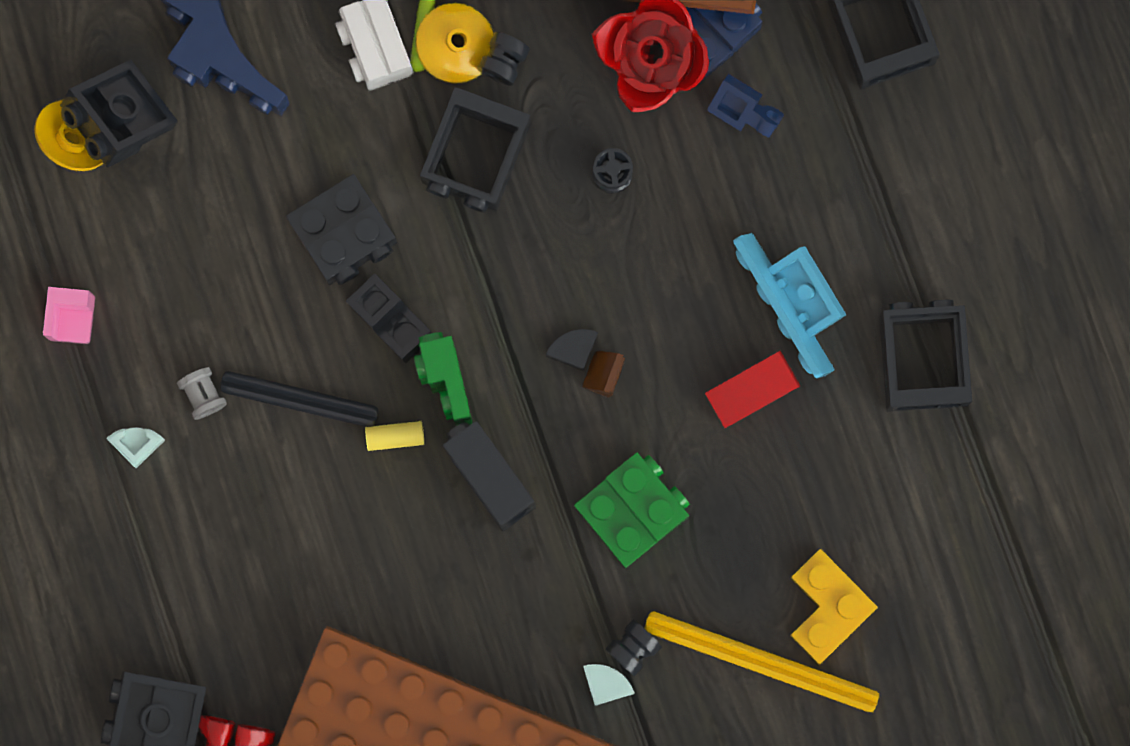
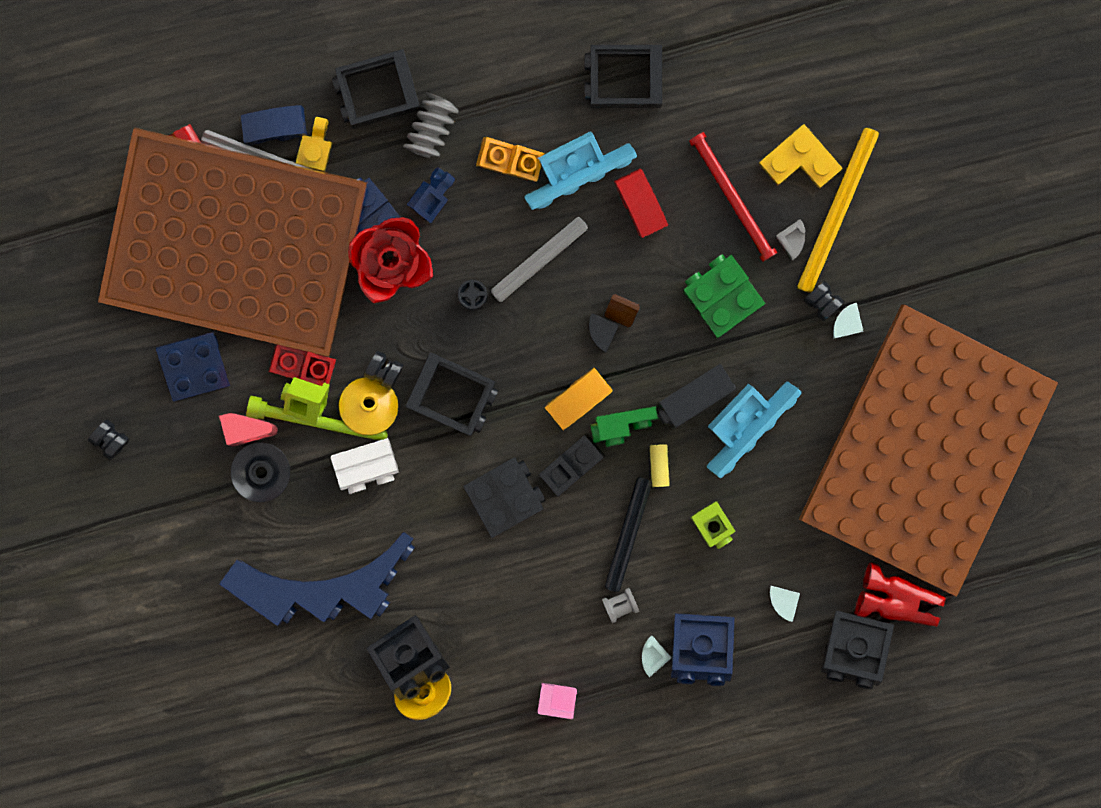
camera: 90 degrees left, 5 degrees up
(146, 507) = (702, 649): none -> dark blue plate
(216, 617) = (784, 602): none -> light aqua tile
(320, 497) = (713, 513): none -> lime brick
(460, 549) = (745, 422): none -> medium azure bracket
(479, 320) = (578, 399): none -> light orange slope
(667, 258) = (539, 259): none -> light grey axle
(717, 602) = (792, 239): none -> light grey tile
(770, 515) = (733, 197): none -> red bar
(800, 210) = (509, 159): none -> light orange slope
(837, 101) = (431, 126): none -> light grey piece

